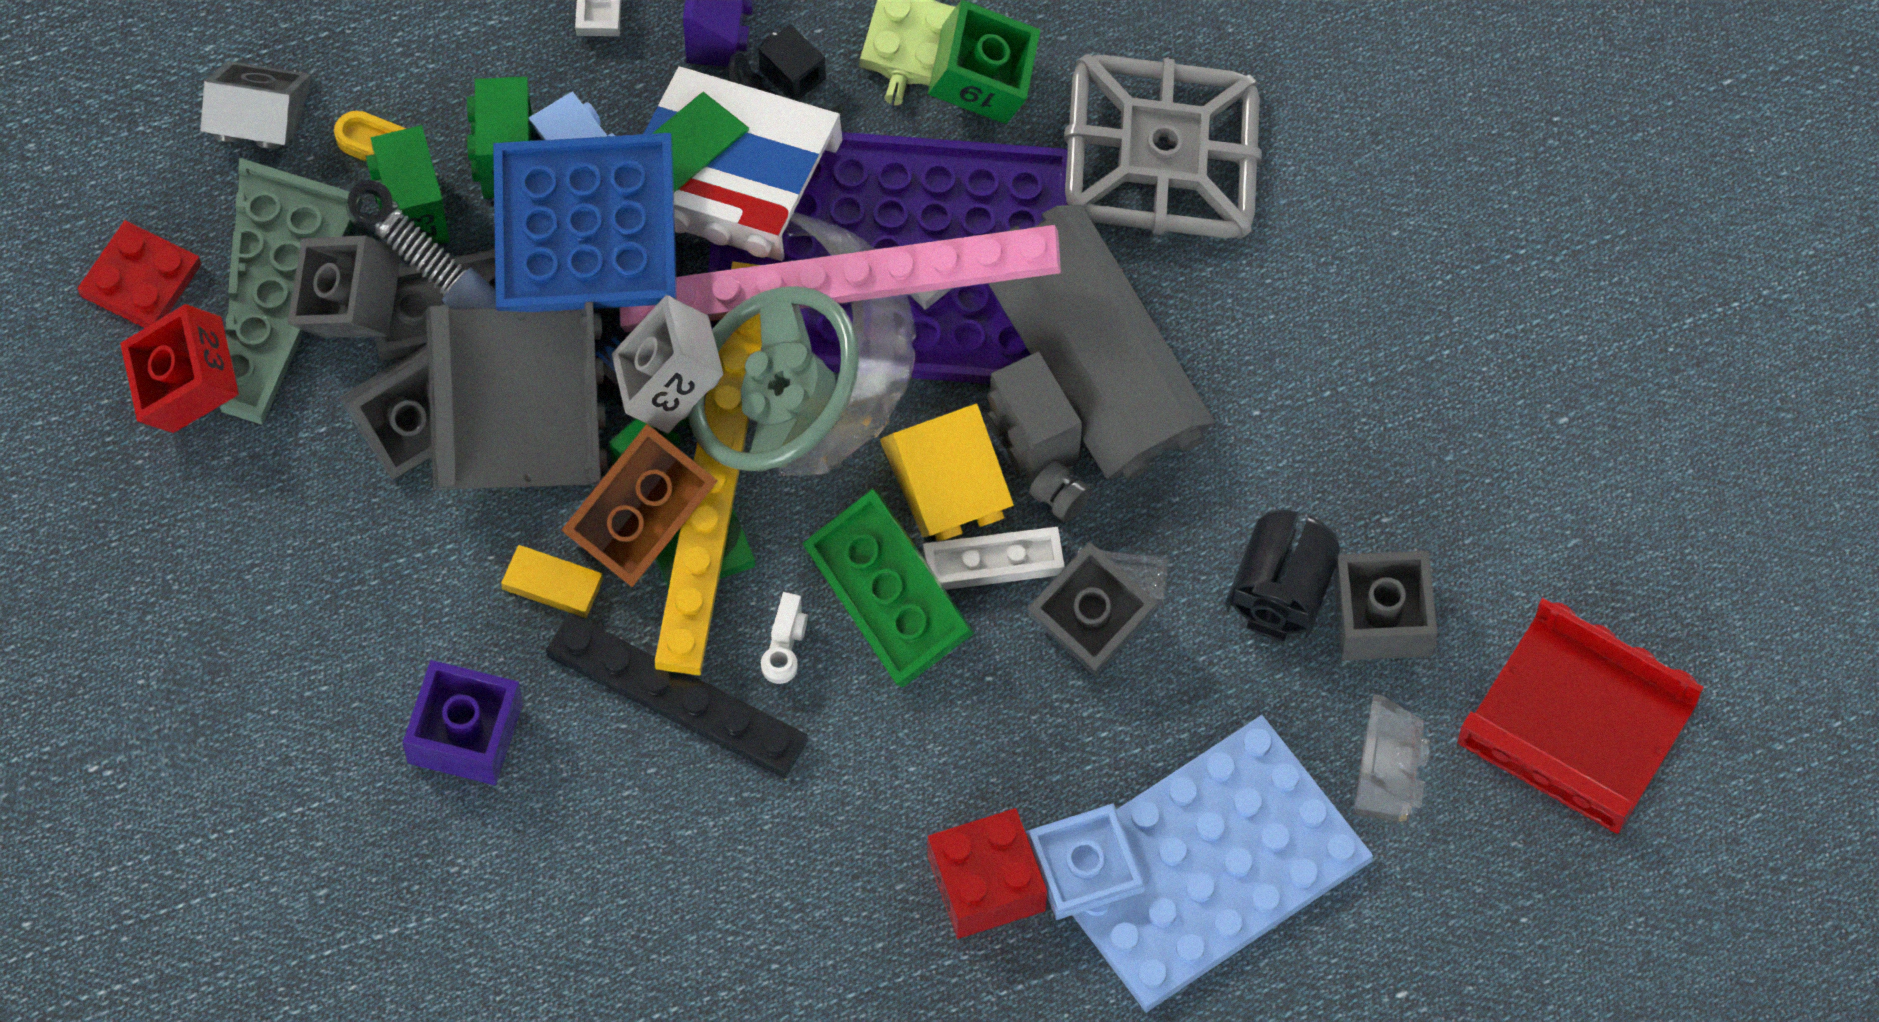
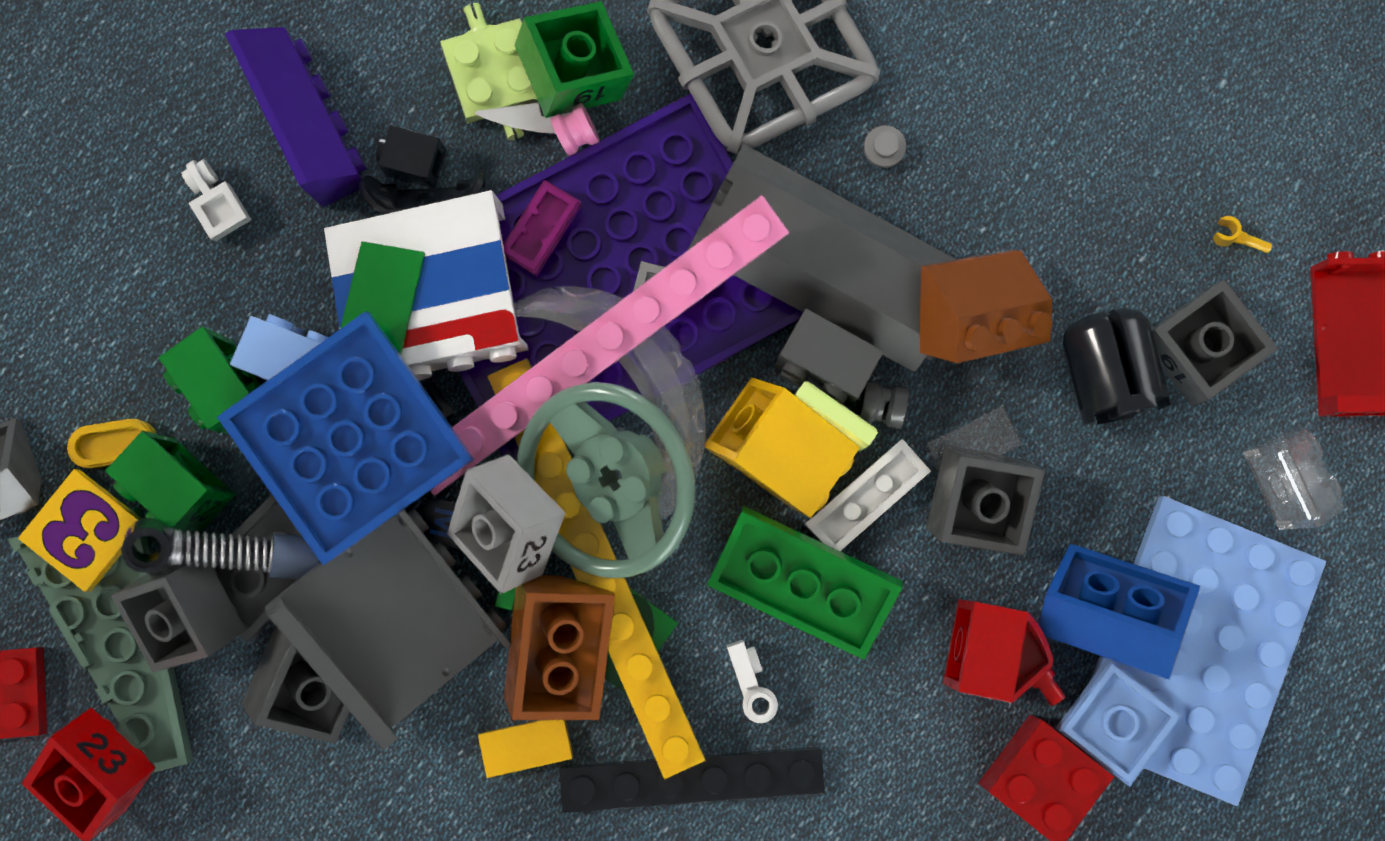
camera: 30 degrees left, 20 degrees up
(306, 184) = (80, 530): none -> yellow tile
(861, 175) = (540, 227): none -> magenta plate
(916, 92) = (521, 117): none -> white sticker
(946, 118) = (575, 129): none -> bright pink wheel
(1012, 465) = (837, 415): none -> yellowish green tile
(1014, 735) = (999, 654): none -> red piece
(1146, 766) = (1118, 610): none -> blue slope
(1197, 445) = (982, 307): none -> dark orange slope
(1212, 291) = (884, 146): none -> light grey plate
(1481, 546) = (1239, 236): none -> yellow hand

